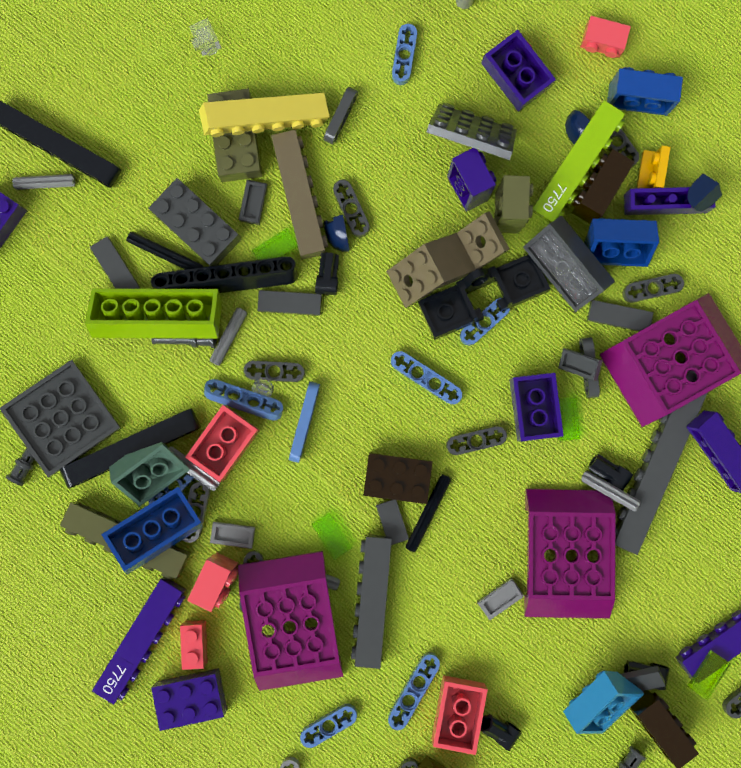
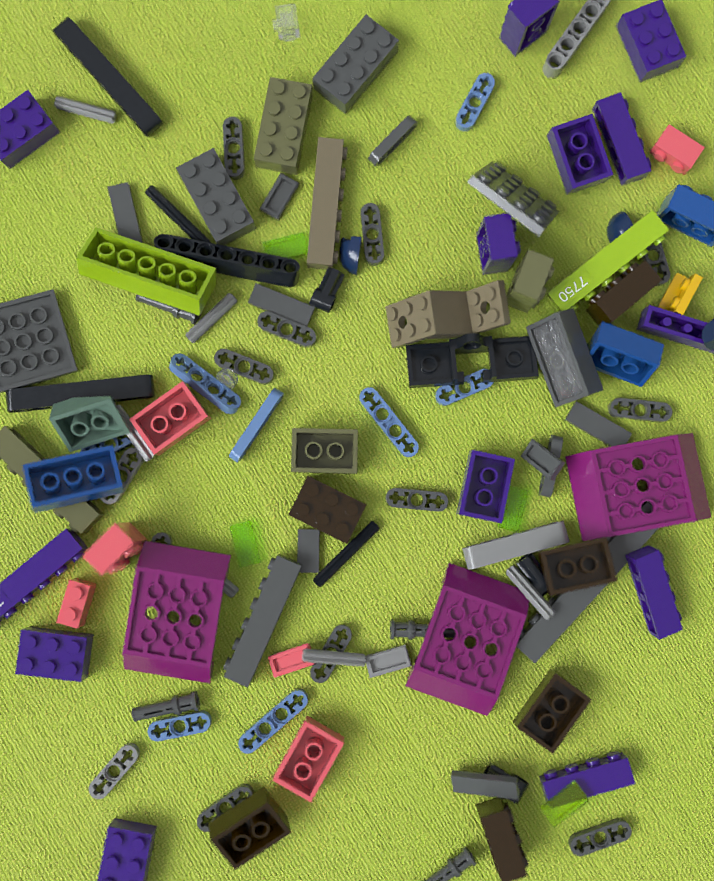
camera: 20 degrees right, 0 degrees up
(194, 155) = (238, 139): none -> dark grey beam
(232, 535) = (150, 510): light grey tile -> none
(263, 114) = (317, 113): light yellow brick -> none
(282, 54) = (355, 64): none -> dark grey brick
(286, 327) = (303, 329): none -> dark grey beam
(318, 708) = (175, 705): none -> dark grey pin
(376, 424) = (324, 451): none -> olive brick
(412, 629) = (288, 661): none -> coral tile
(448, 626) = (344, 641): none -> dark grey beam
(450, 613) = (333, 657): none -> light grey axle
(502, 732) = (346, 791): black piece -> none
(511, 562) = (410, 632): none -> dark grey pin
(551, 43) = (621, 138): none -> dark purple brick
(582, 451) = (515, 545): none -> light grey beam
(602, 703) = (451, 795): dark azure slope -> none
(647, 453) = (577, 566): none -> dark brown brick
(667, 593) = (551, 711): none -> dark brown brick

